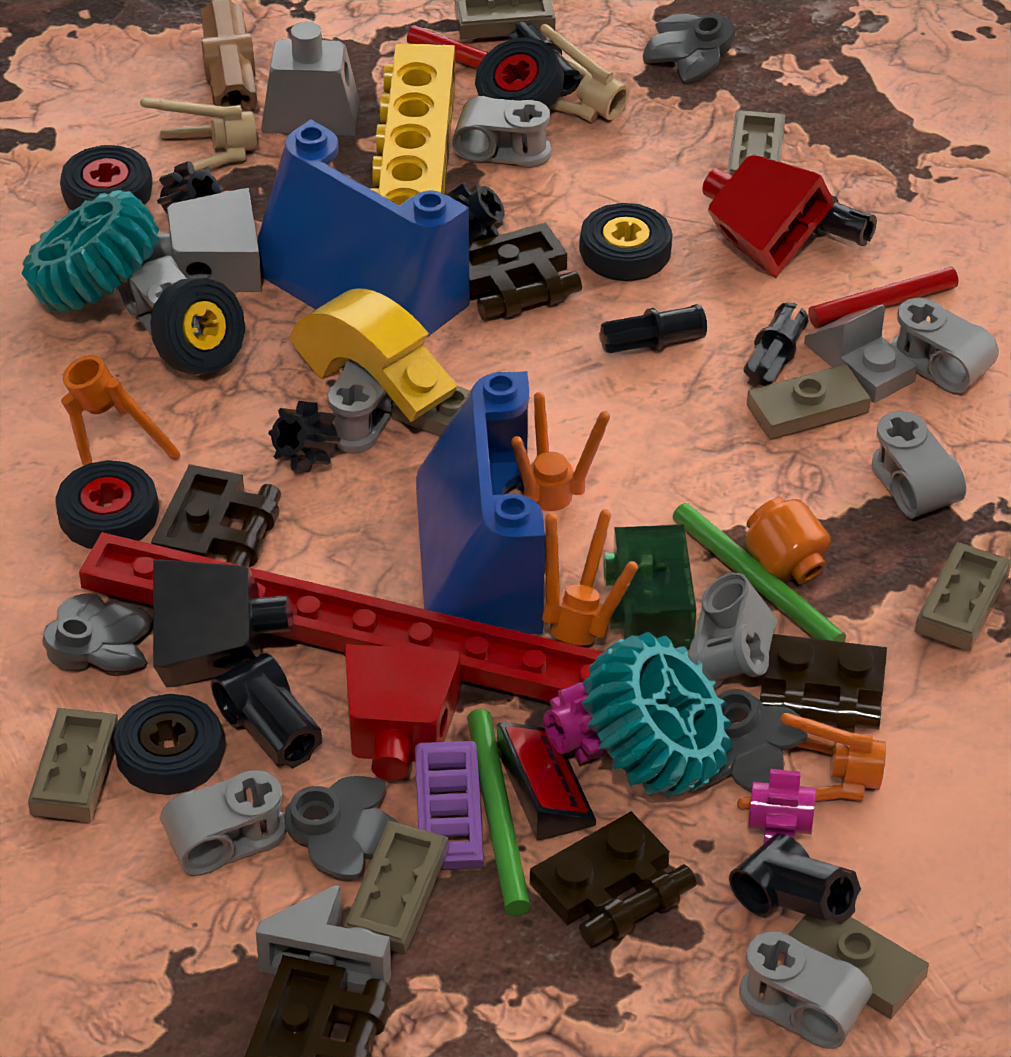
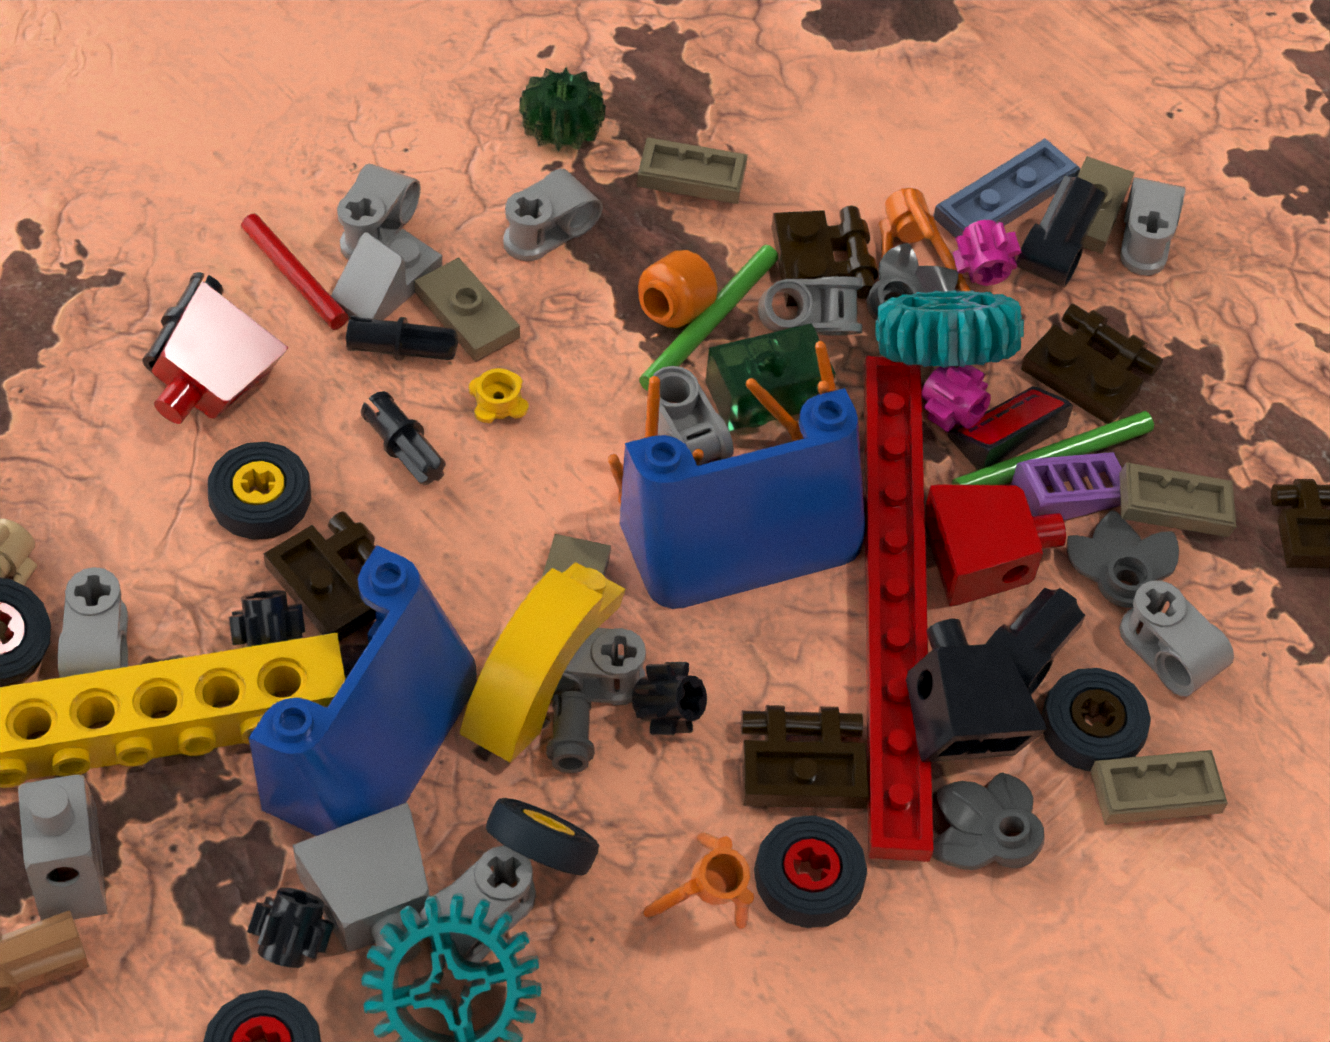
camera: 110 degrees left, 10 degrees up
(232, 131) = (146, 929): tan plant -> none
(300, 381) = (570, 746): none -> dark grey pin
(315, 934) = (1263, 536): light grey slope -> none
(631, 499) = (692, 416): none -> light grey piece
(690, 401) = (498, 383): none -> yellow plate
(756, 134) = (81, 396): dark tan plate -> none
(893, 879) = (1007, 189): none -> sand blue tile

